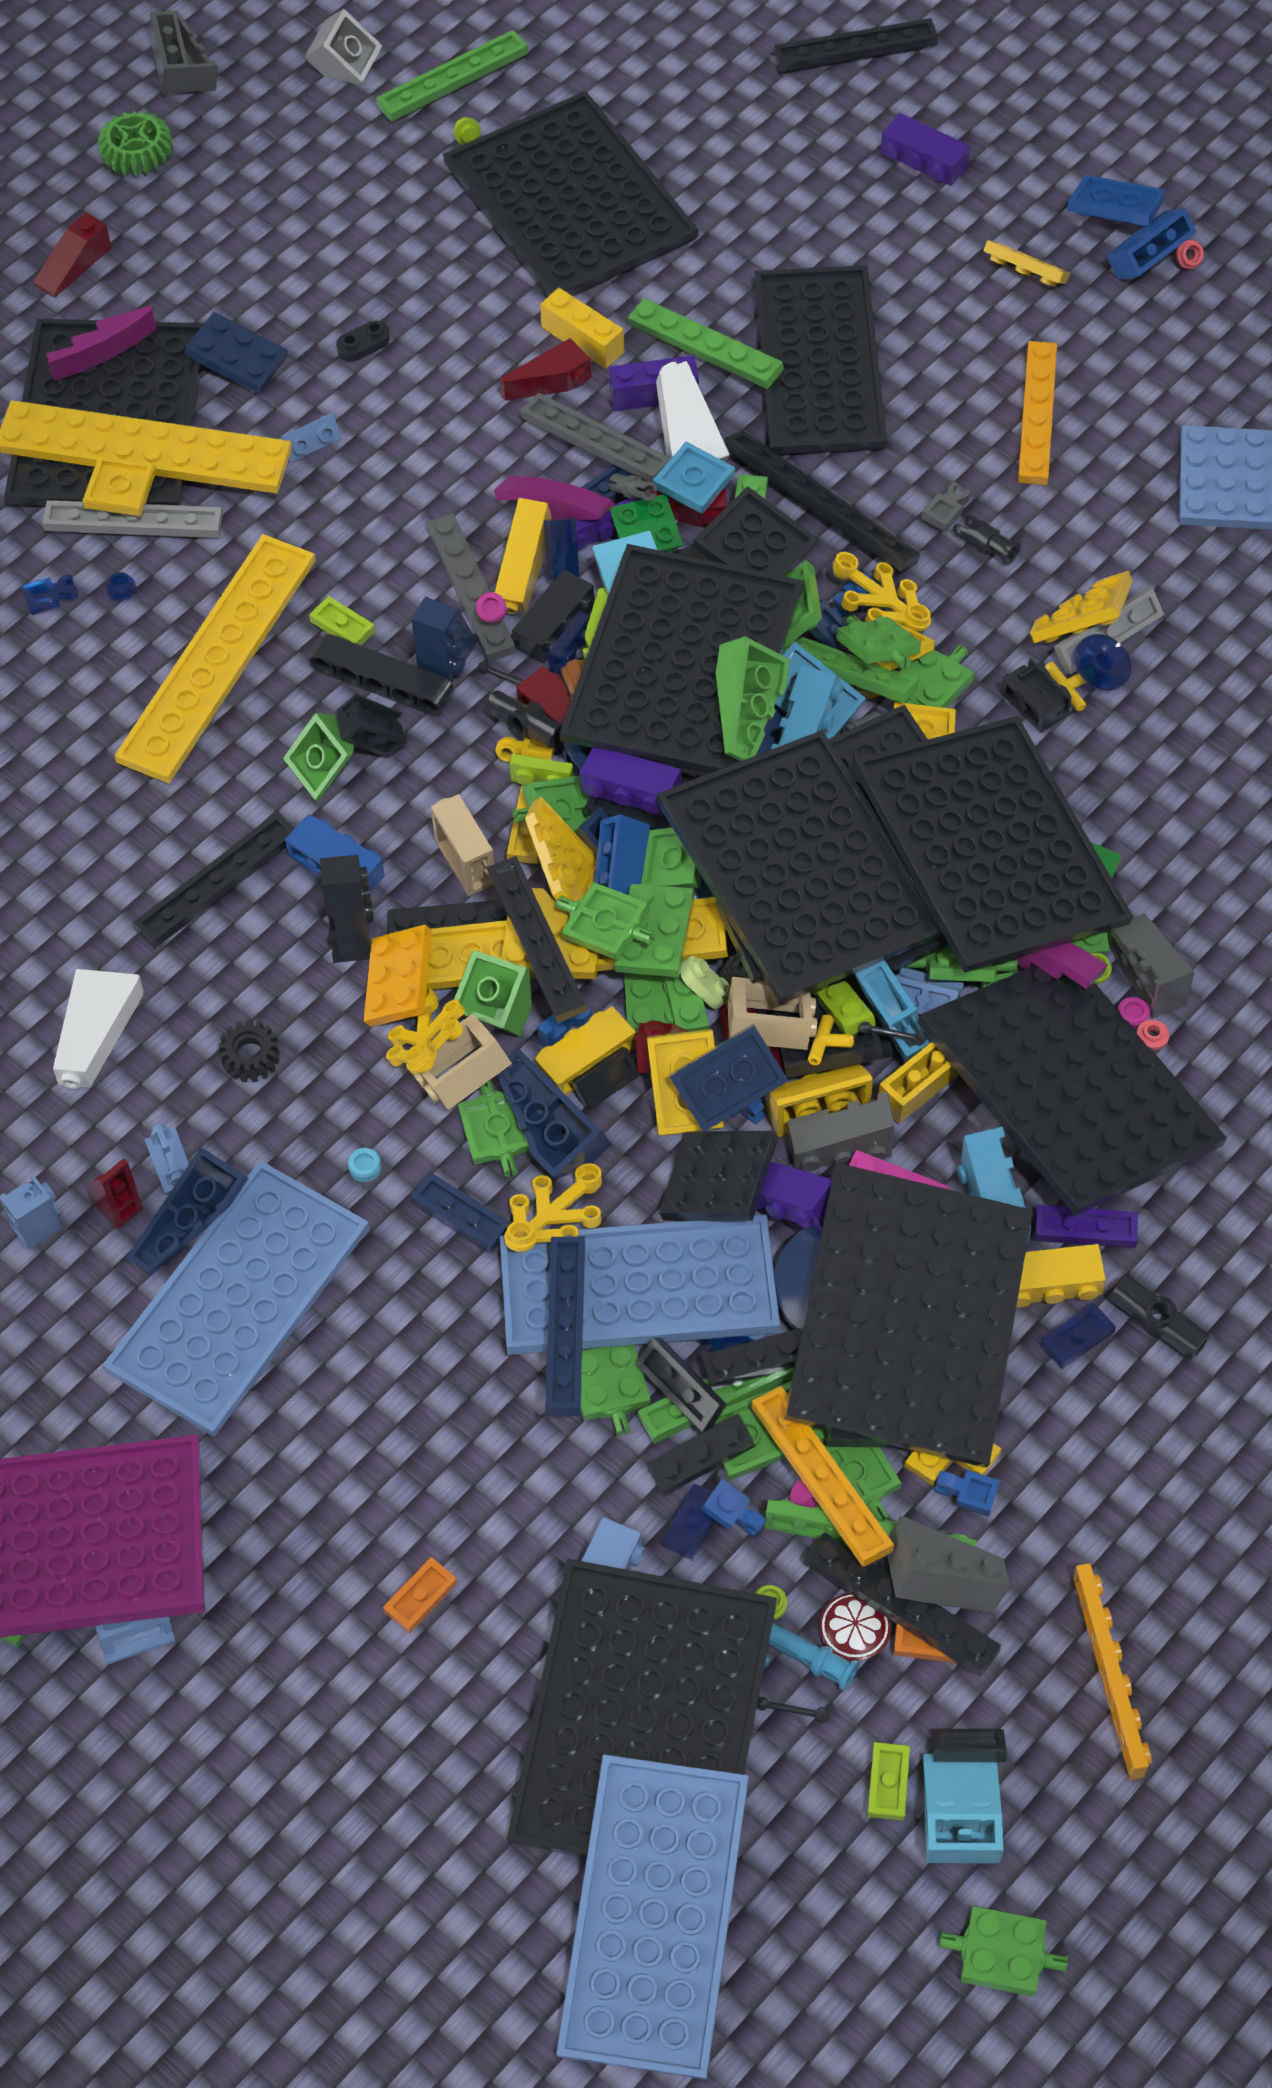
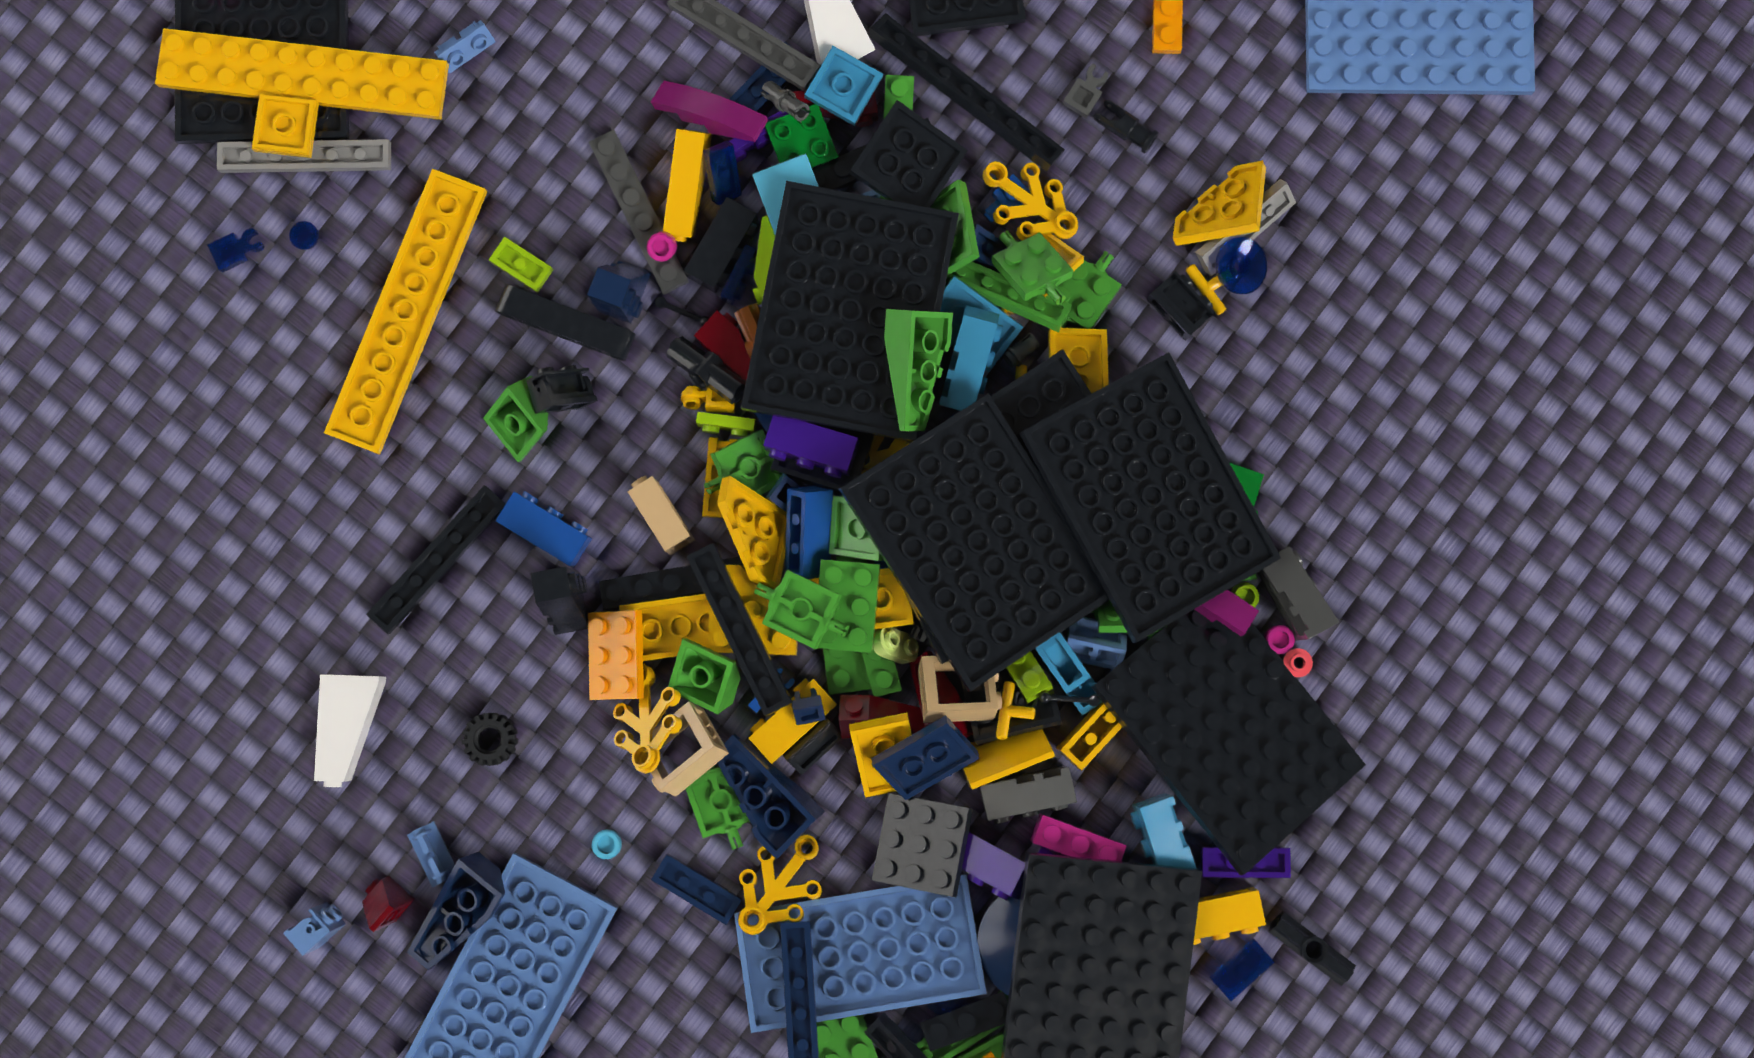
camera: 10 degrees left, 25 degrees up
(603, 1026) = (808, 709): none -> dark blue tile

